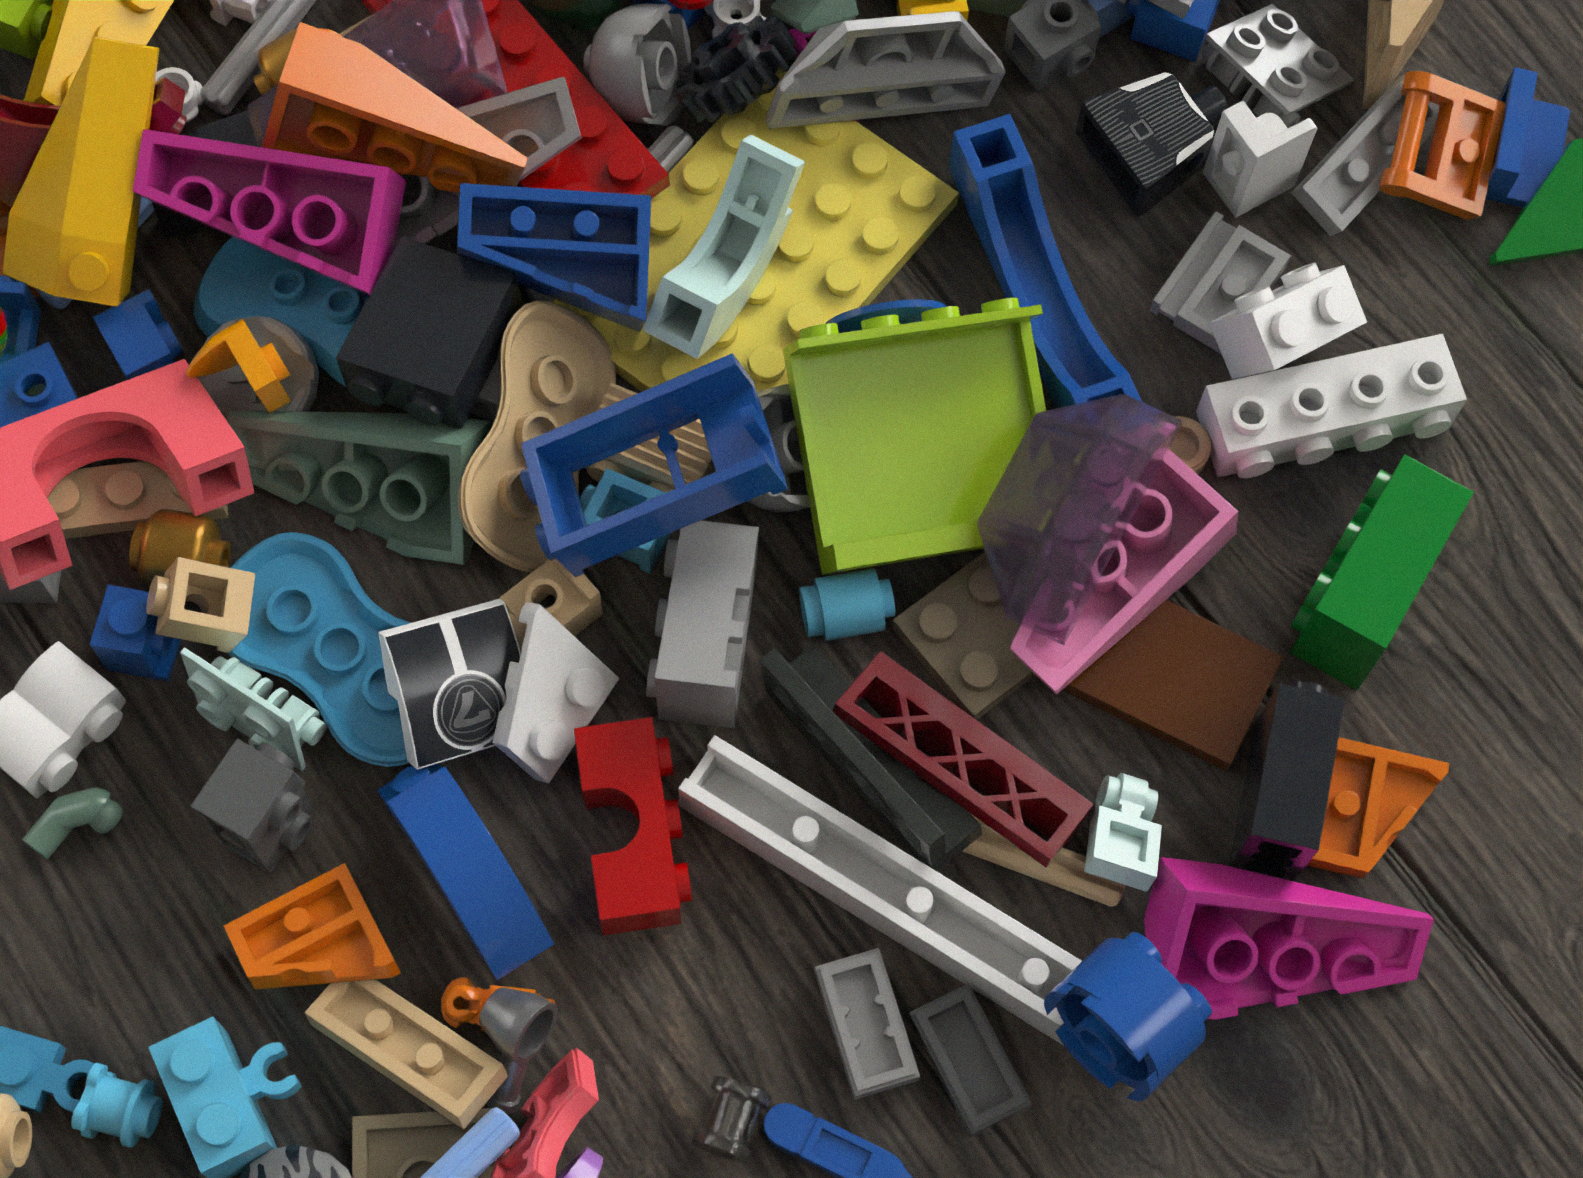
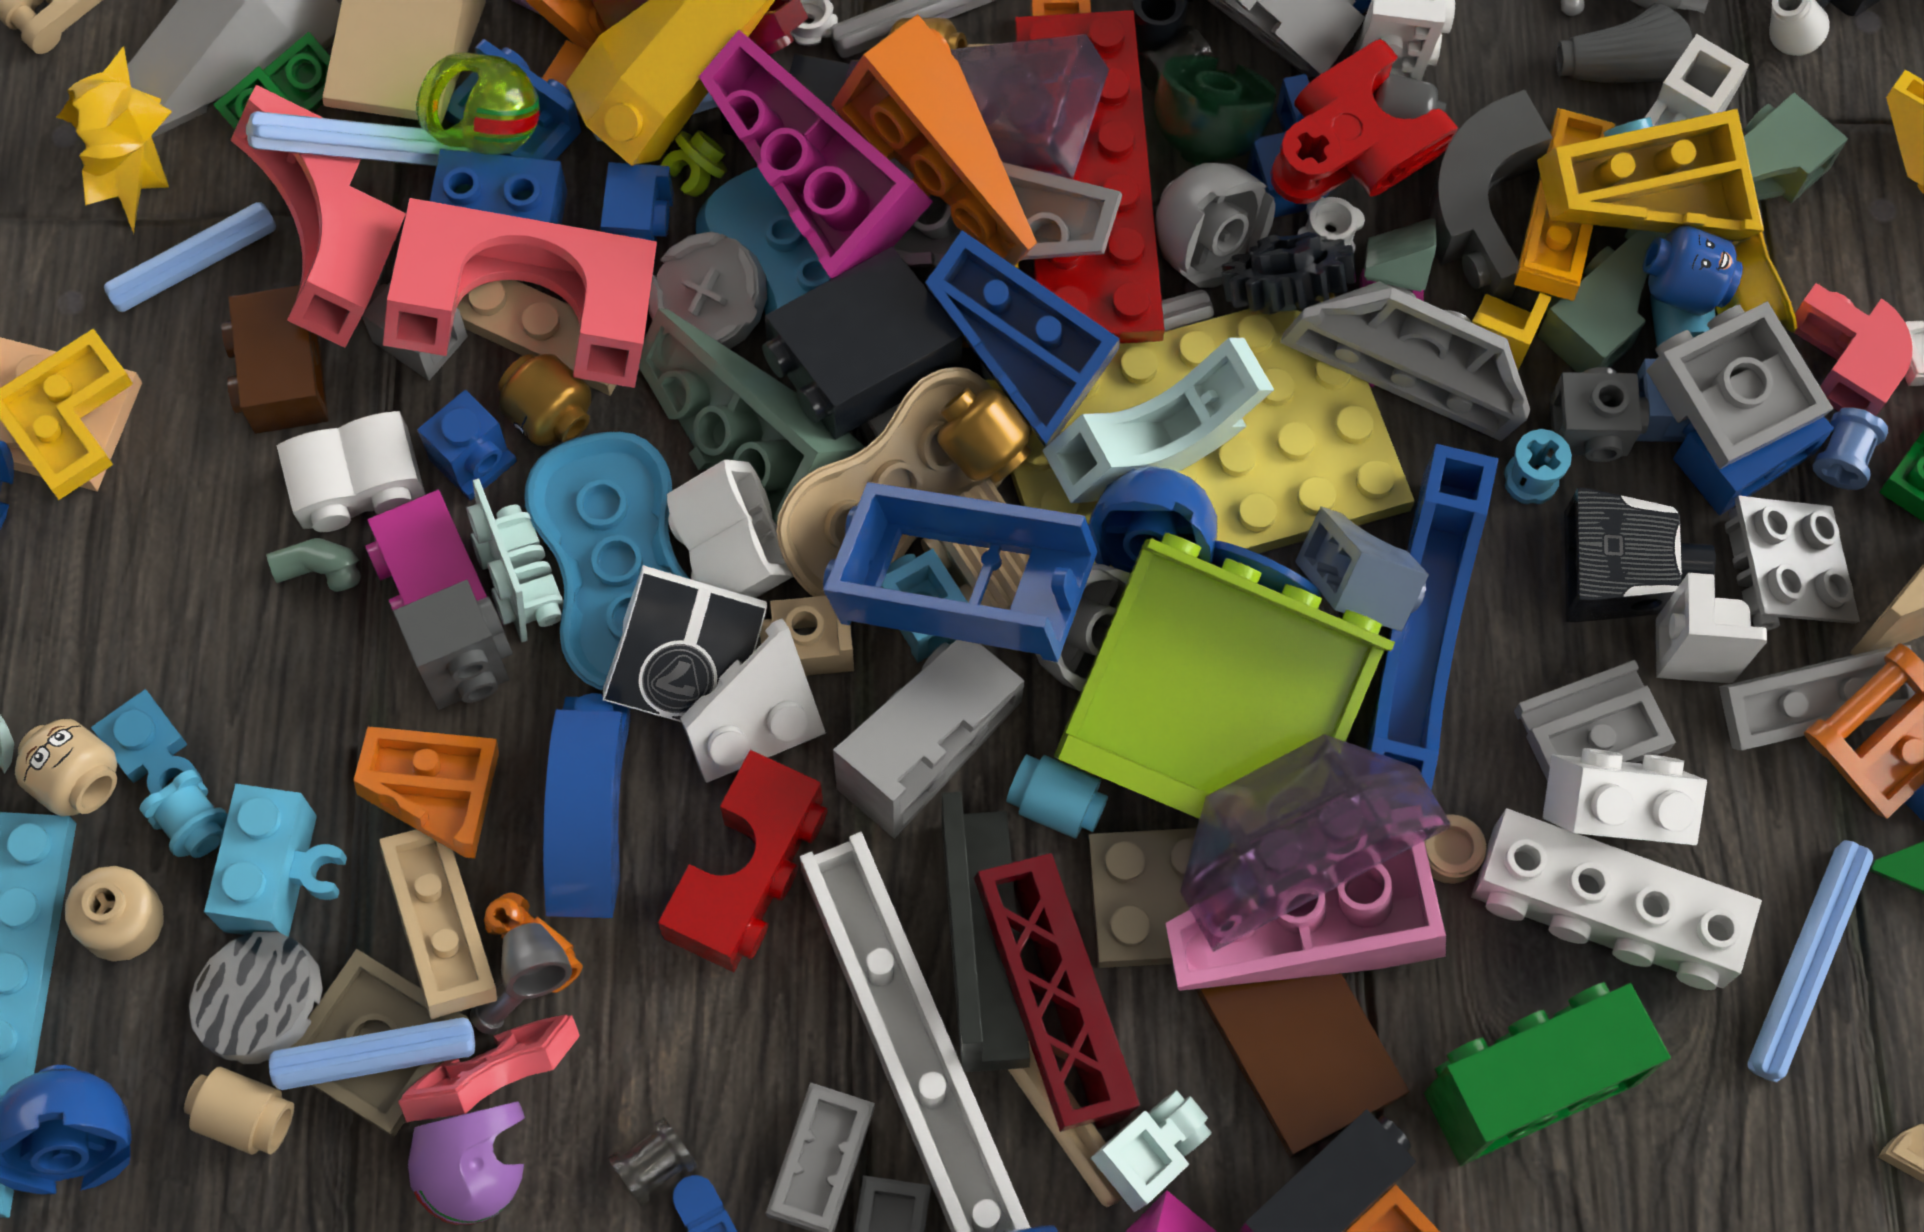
camera: 35 degrees right, 0 degrees up
(164, 265) = (703, 157): none -> lime plate
(165, 751) = (420, 550): none -> dark pink brick
(219, 592) = (546, 449): tan brick -> none
(260, 364) = (705, 281): light orange plate -> none
(421, 561) = (728, 529): none -> white brick
(586, 346) = (984, 434): none -> pearl gold head
(768, 319) = (1145, 507): none -> blue cylinder
(962, 269) = (1361, 571): none -> sand blue arch
(1039, 108) = (1533, 451): none -> medium azure bush
(1501, 361) = (1810, 961): none -> light blue axle

